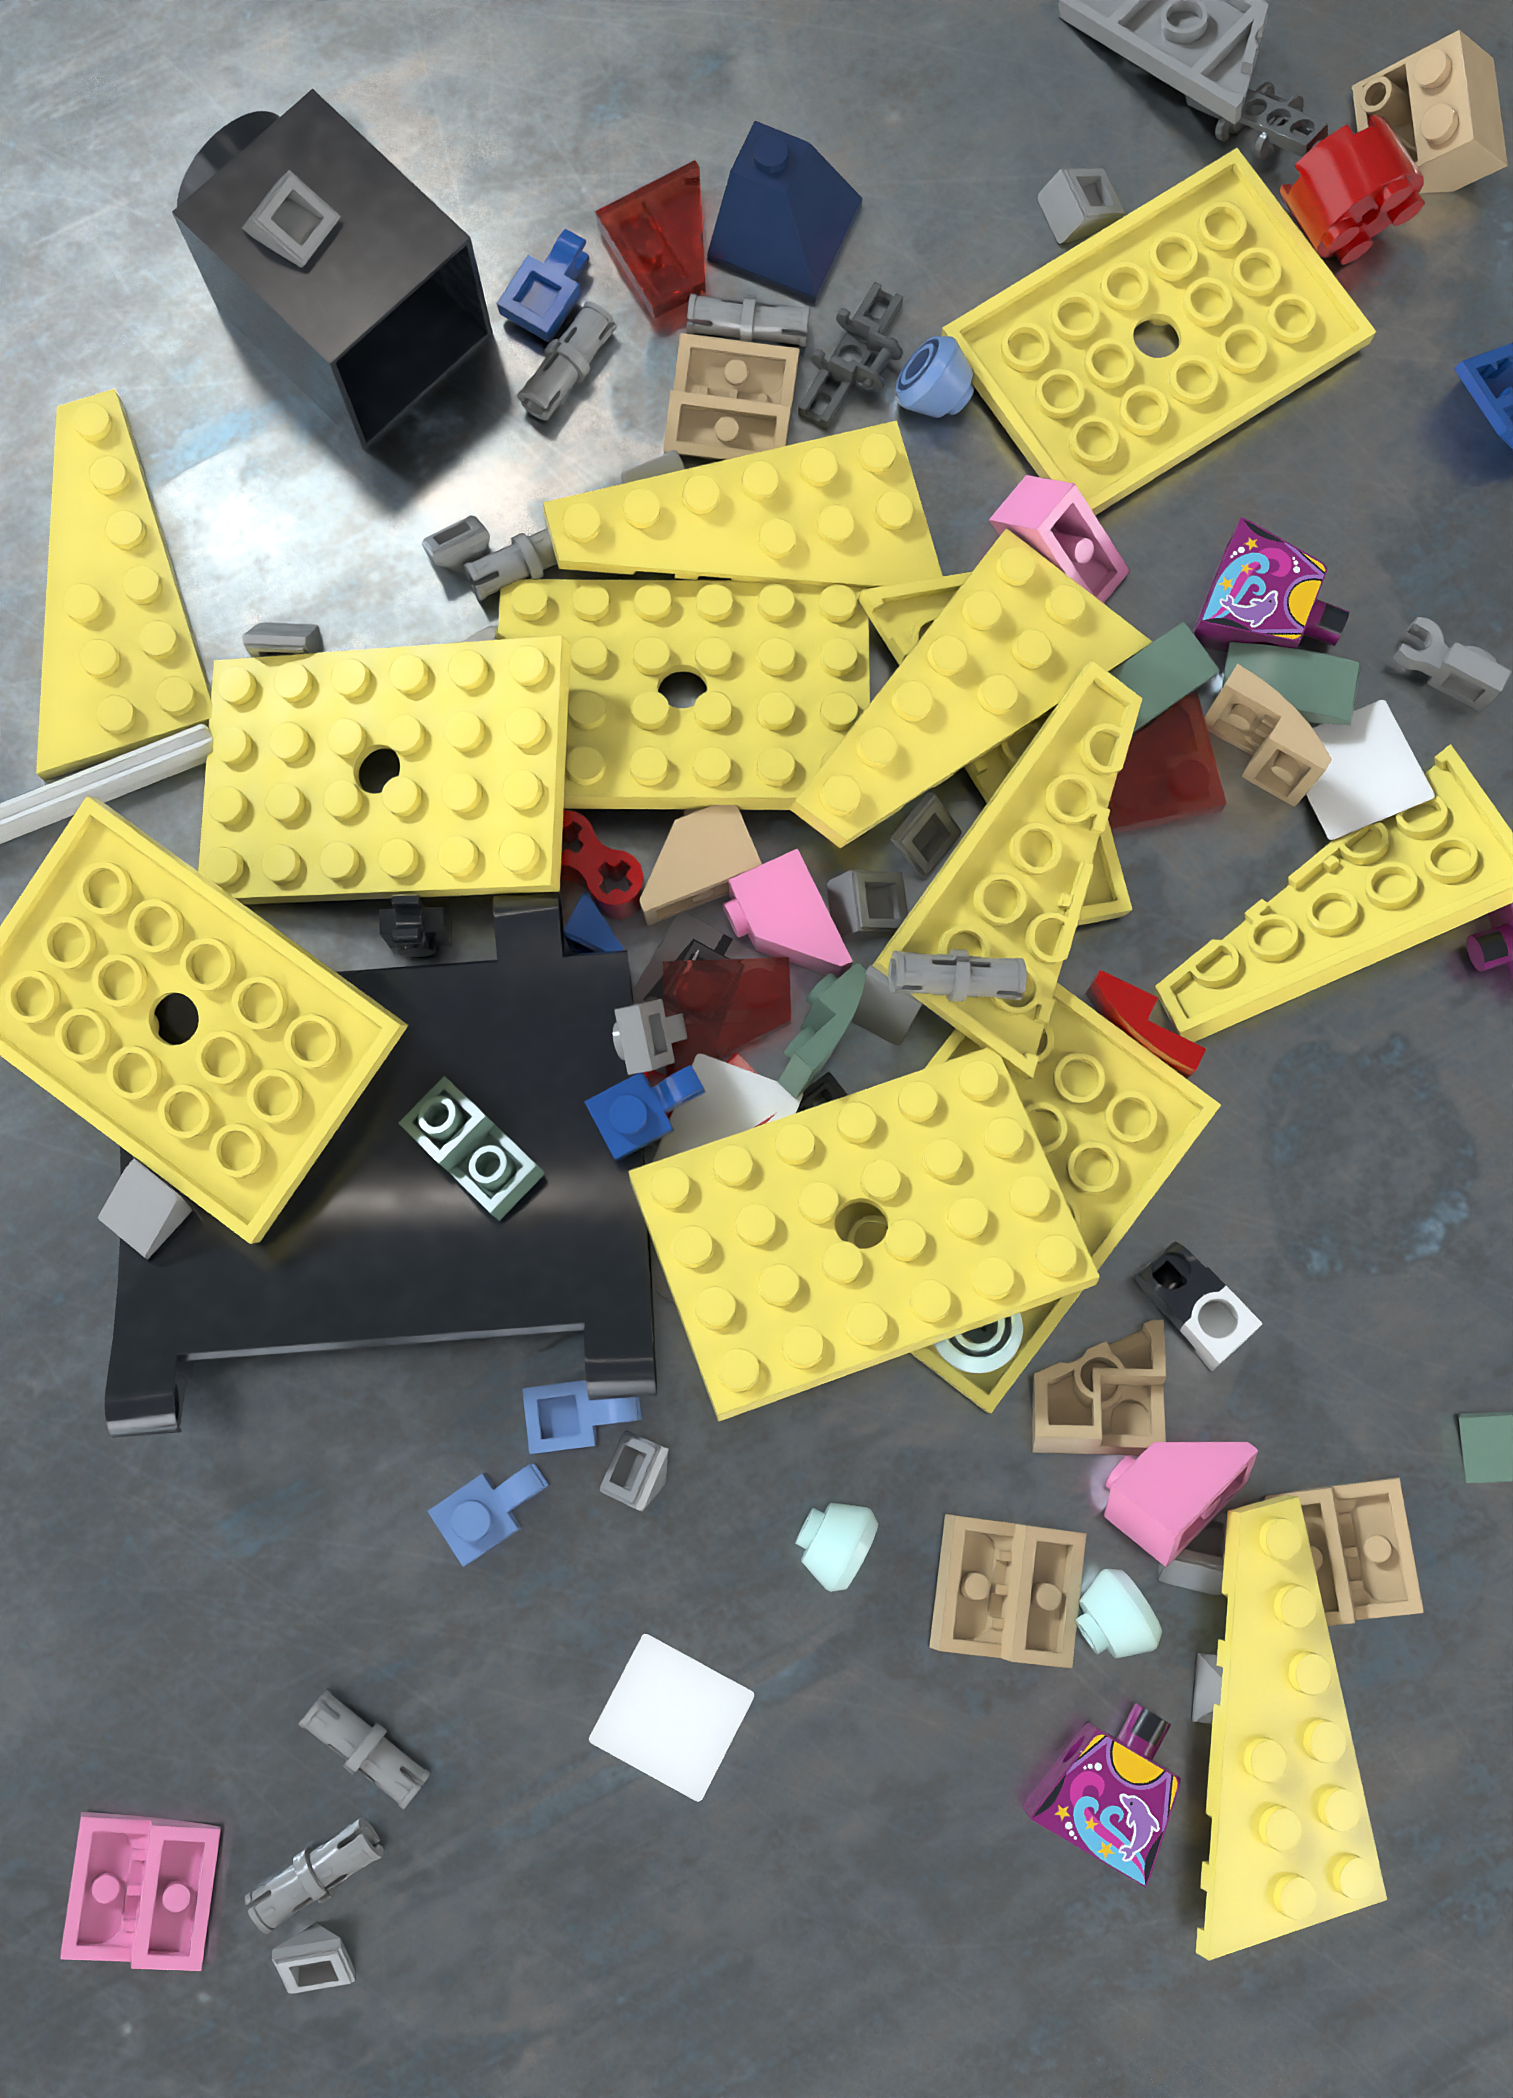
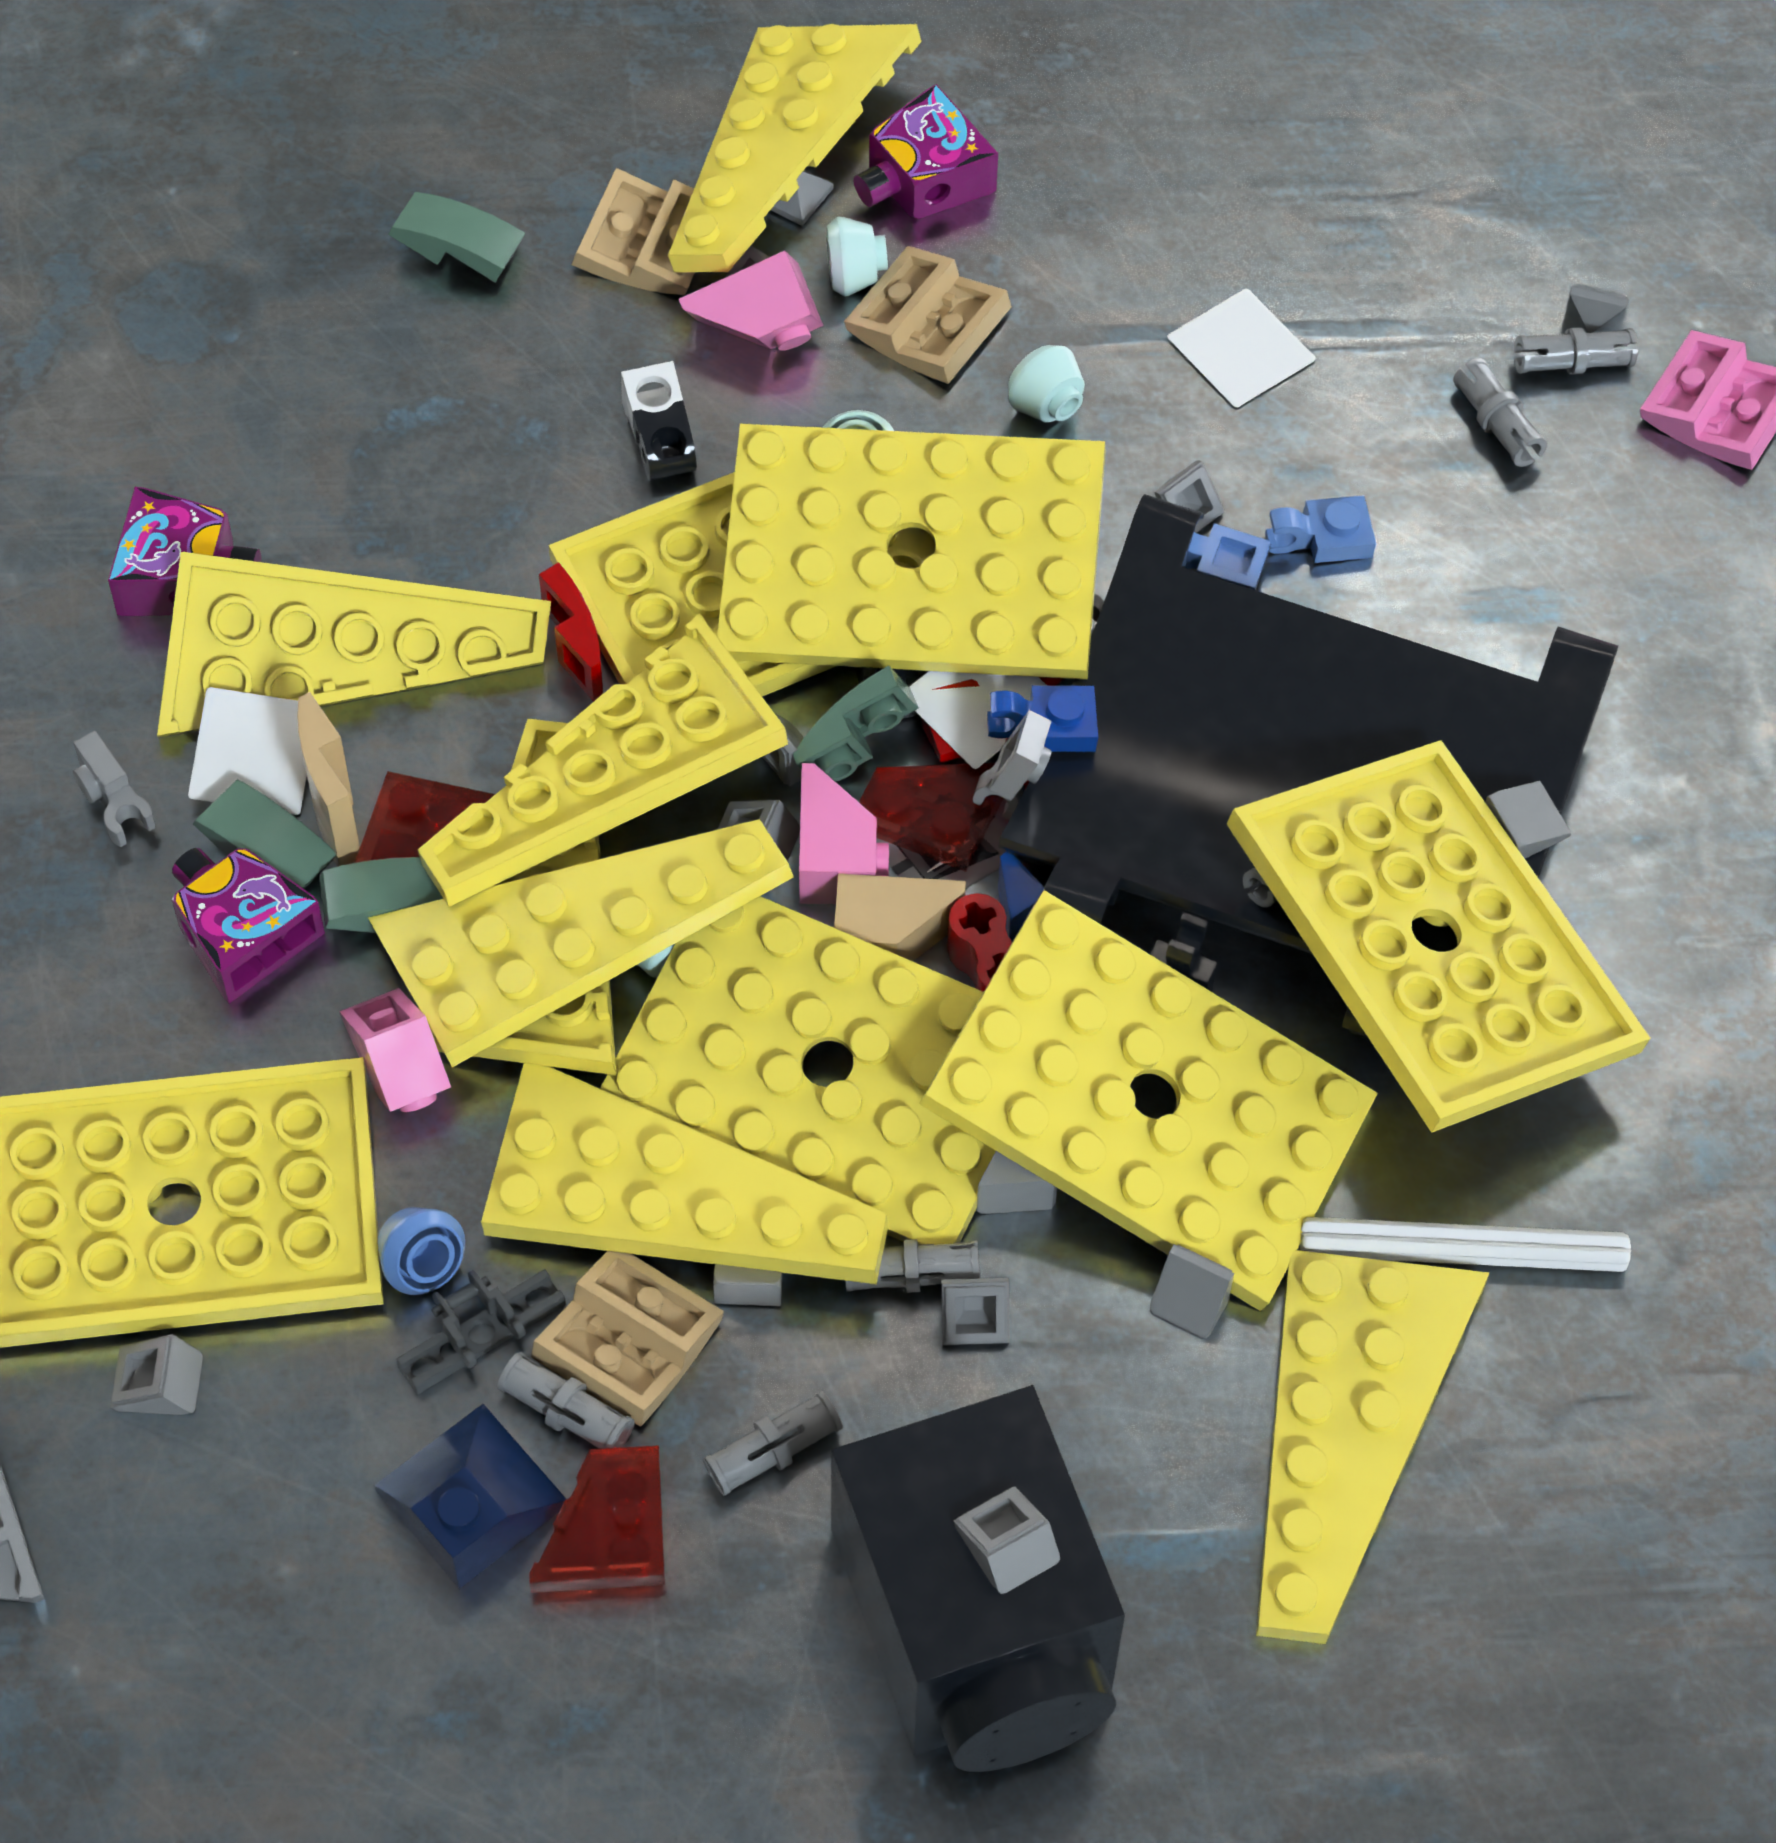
camera: 155 degrees left, 20 degrees down
(471, 1148) = (1212, 750): sand green slope -> none
(546, 292) = (759, 1521): plate -> none
(957, 975) = (757, 695): light grey pin -> none
(1105, 1399) = (772, 392): tan slope -> none

